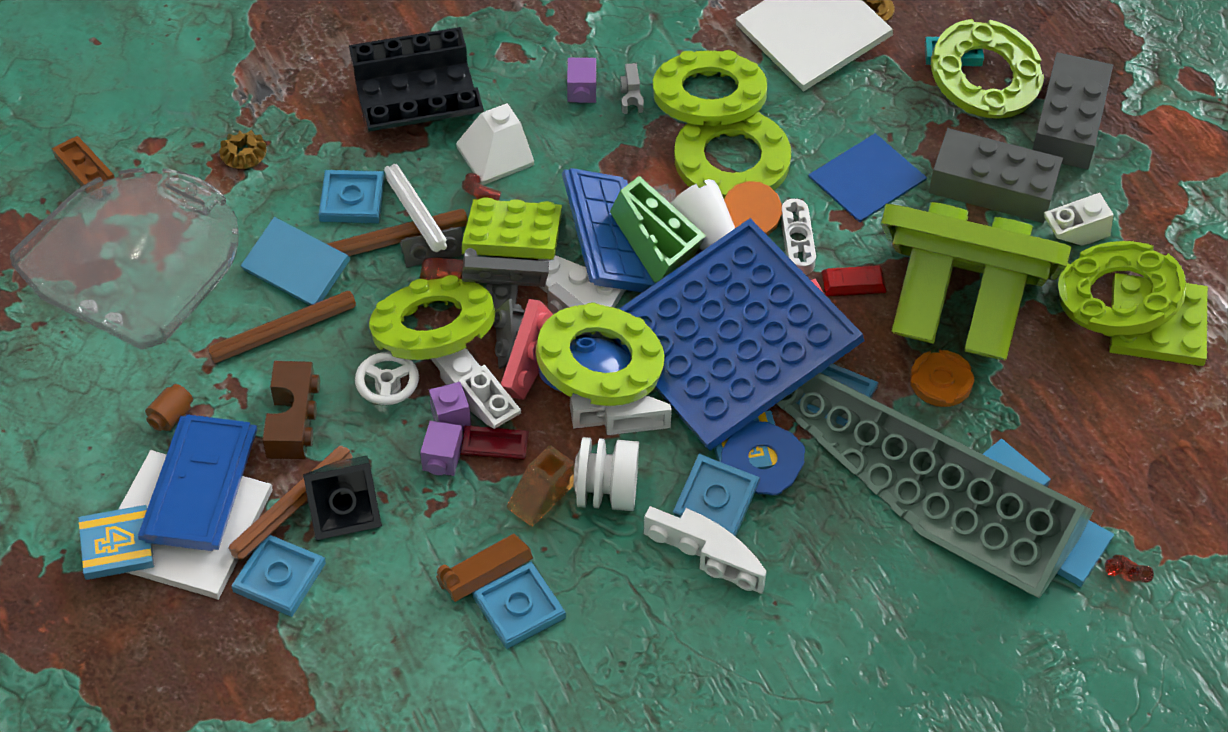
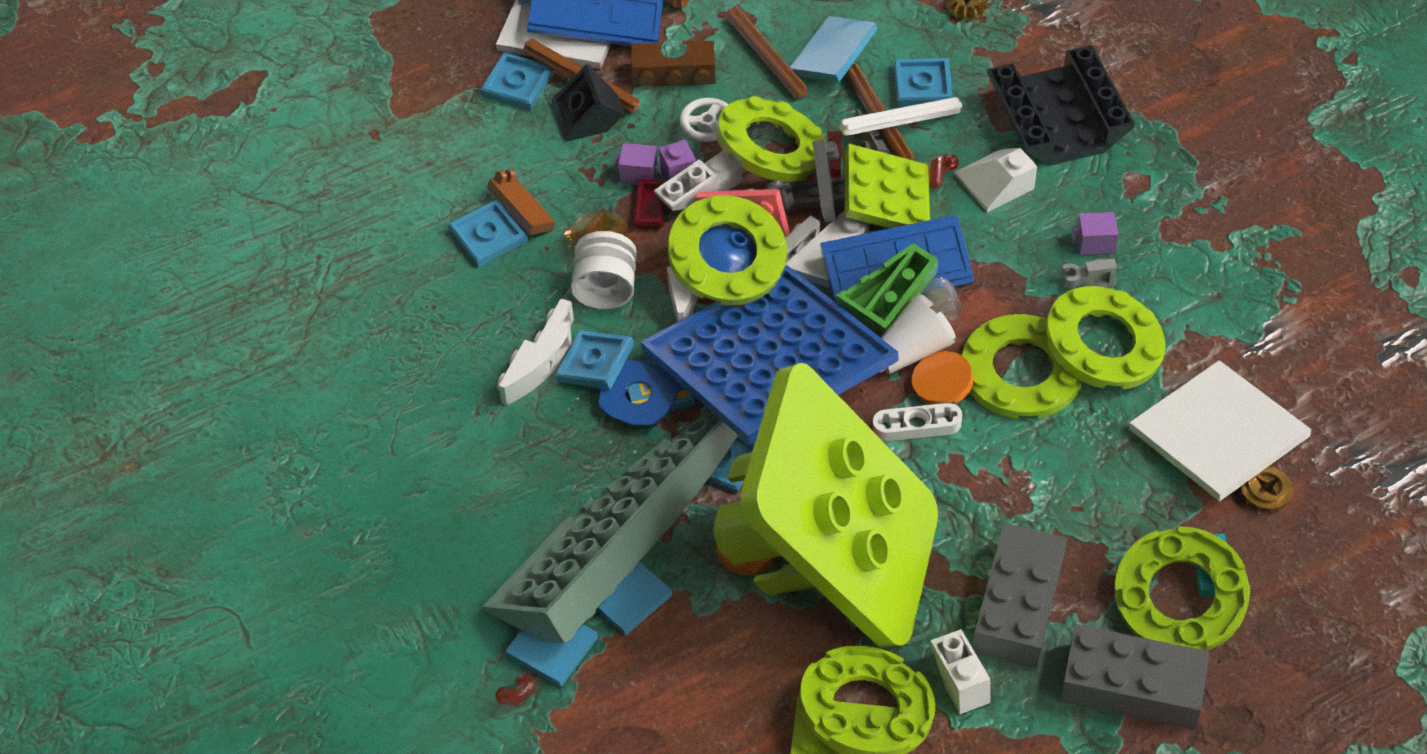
camera: 90 degrees right, 0 degrees up
(867, 177) = (1013, 485): blue piece -> none

